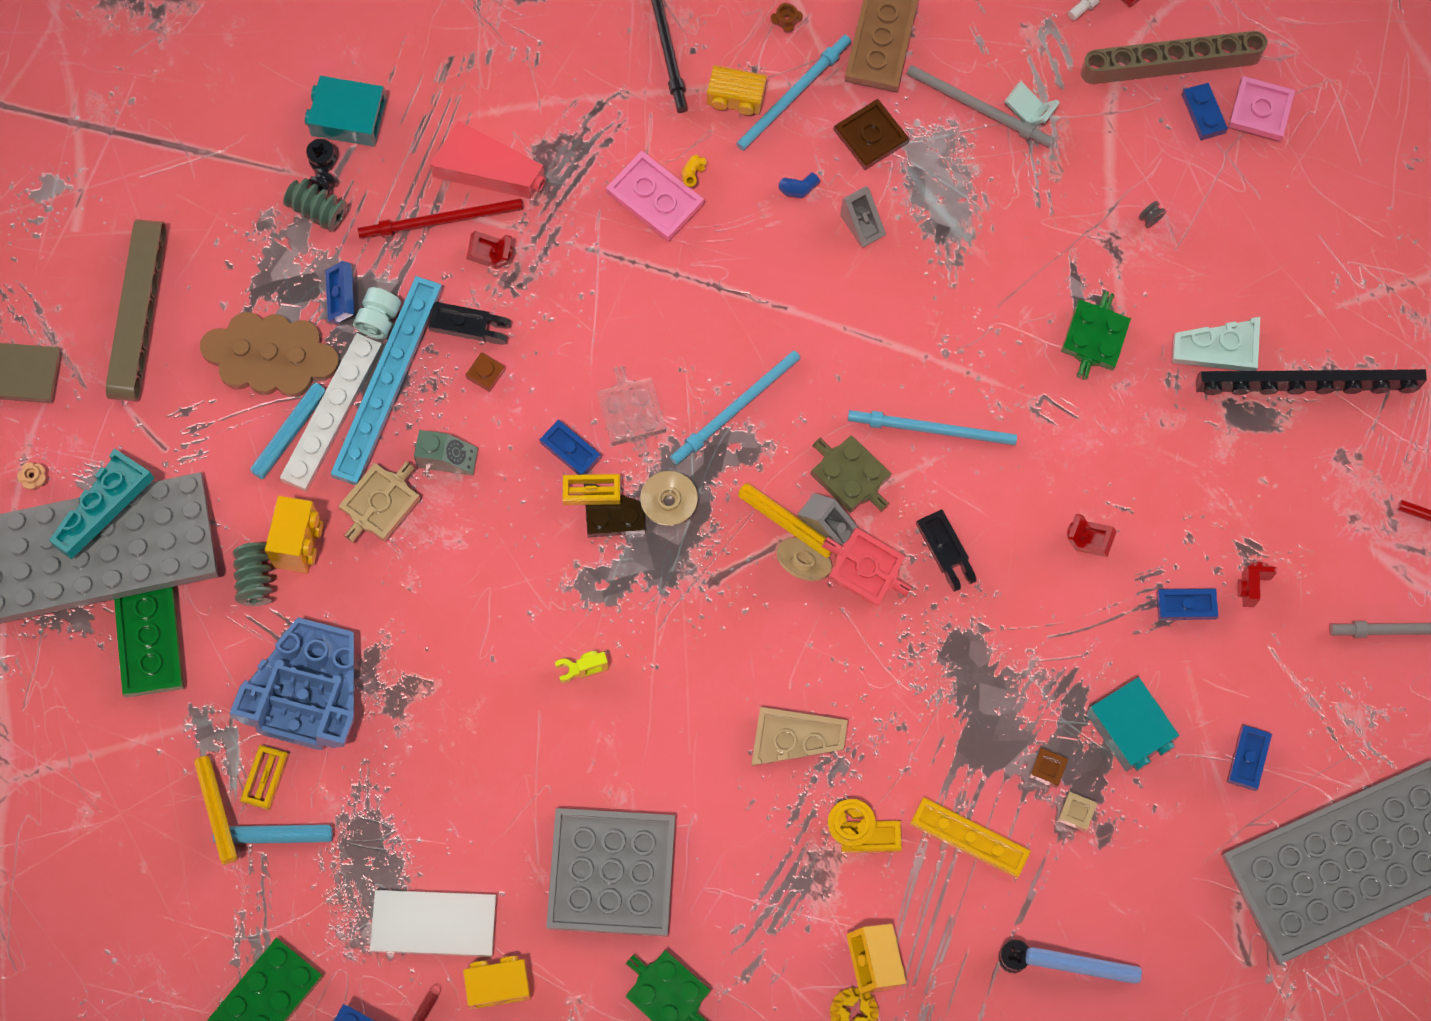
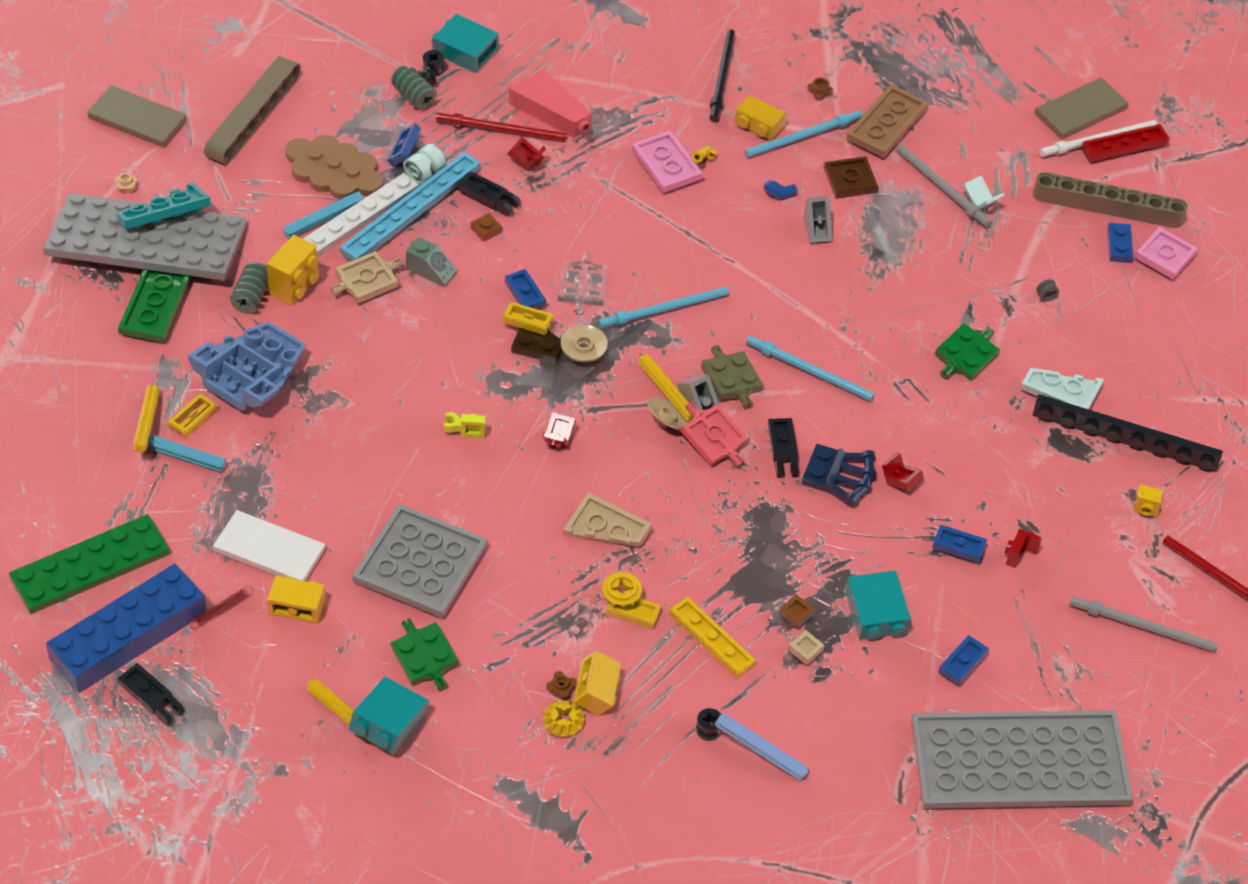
camera: 20 degrees right, 20 degrees down
(691, 632) = (559, 430): none -> bracket
(839, 979) = (561, 691): none -> dark orange plate
(1002, 559) = (824, 471): none -> dark blue plate
(1364, 461) = (1148, 501): none -> yellow bracket

